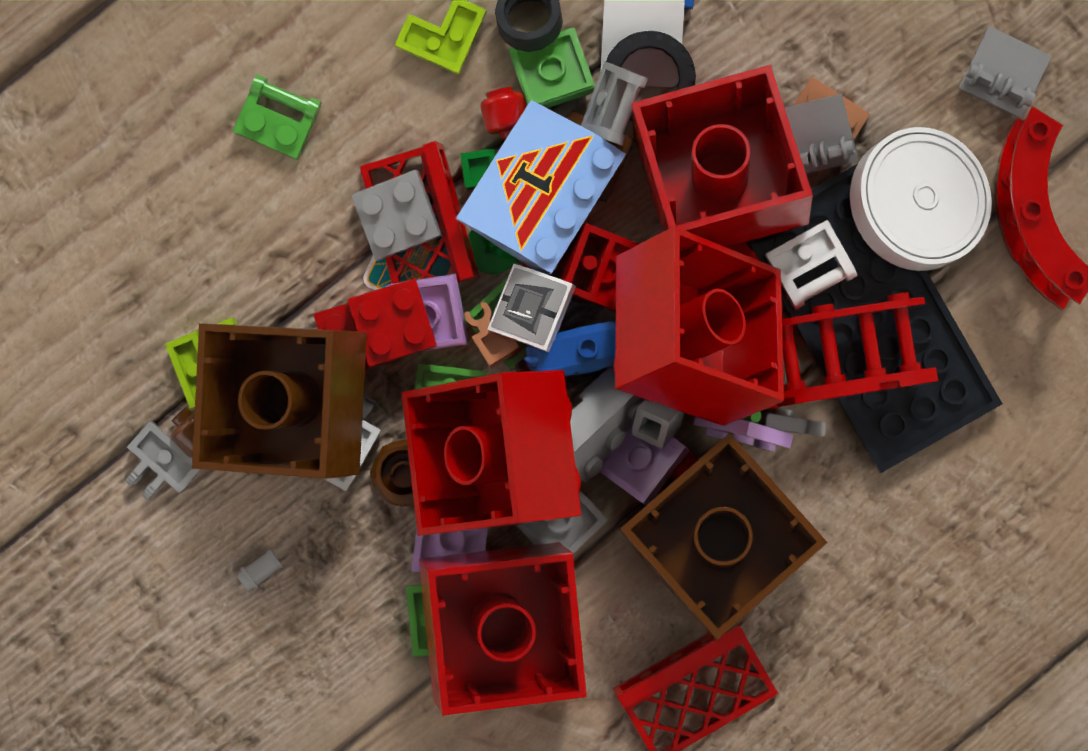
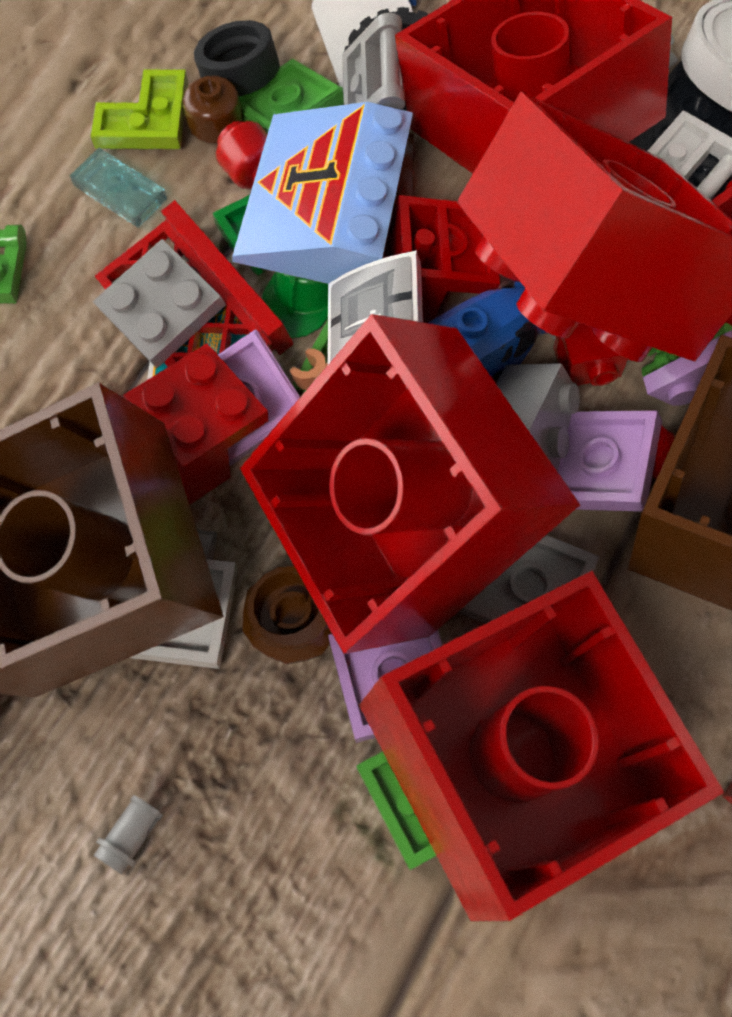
camera: 20 degrees left, 20 degrees down
(401, 92) = (118, 187): none -> clear light blue plate
(493, 60) = (210, 107): none -> reddish brown head
(656, 423) = (603, 389): light grey brick -> none

